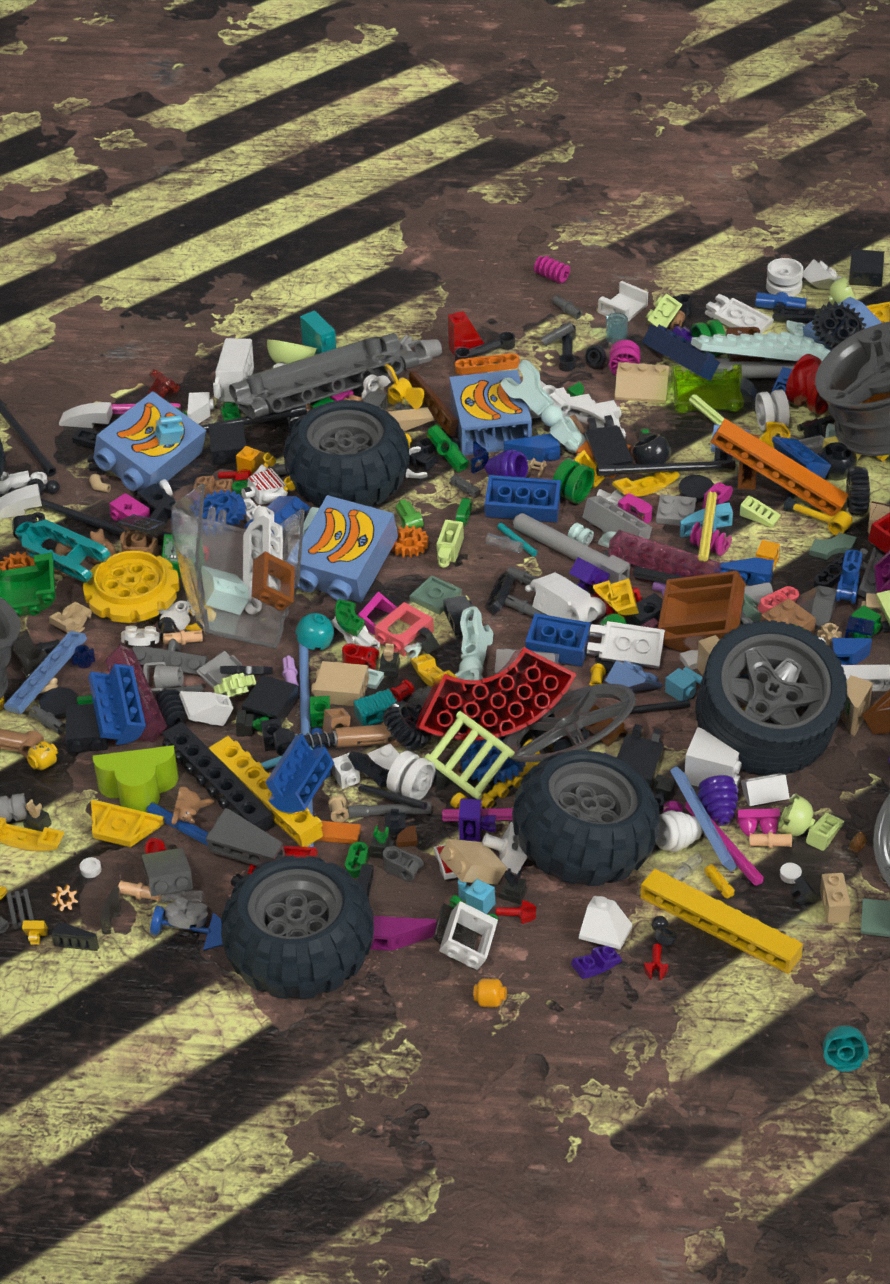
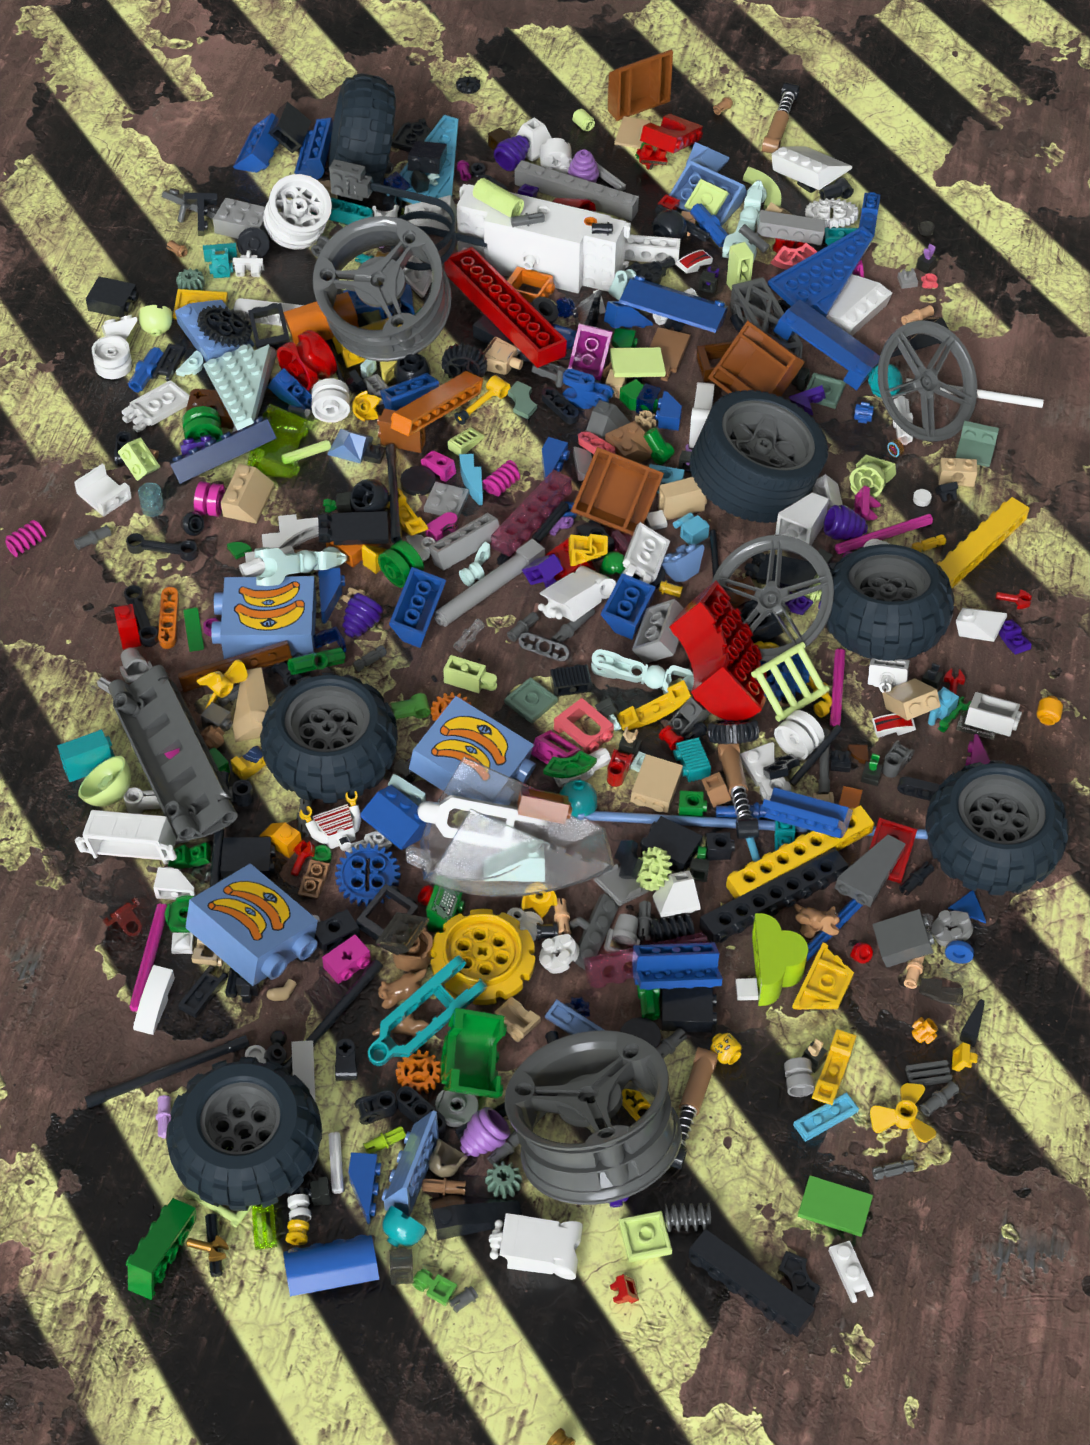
camera: 85 degrees left, 10 degrees up
(90, 867) = (877, 1012): white tile -> none
(169, 430) = (262, 888): medium azure brick -> none
(289, 671) = (630, 827): lavender axle -> none
(353, 859) = (884, 794): green beam -> none
(374, 383) = (196, 712): white plate -> none
(464, 510) = (414, 661): green beam -> none
(472, 822) = (860, 696): dark purple brick -> none
(509, 533) = (457, 628): teal bar -> none
(557, 333) = (144, 548): dark grey pin -> none
(663, 934) = (987, 586): black plate -> none
(703, 818) = (866, 536): medium blue tile -> none
(707, 526) = (501, 470): light yellow axle -> none
(768, 550) = (531, 444): light orange brick -> none
(771, 840) = (887, 502): light nougat pin -> none

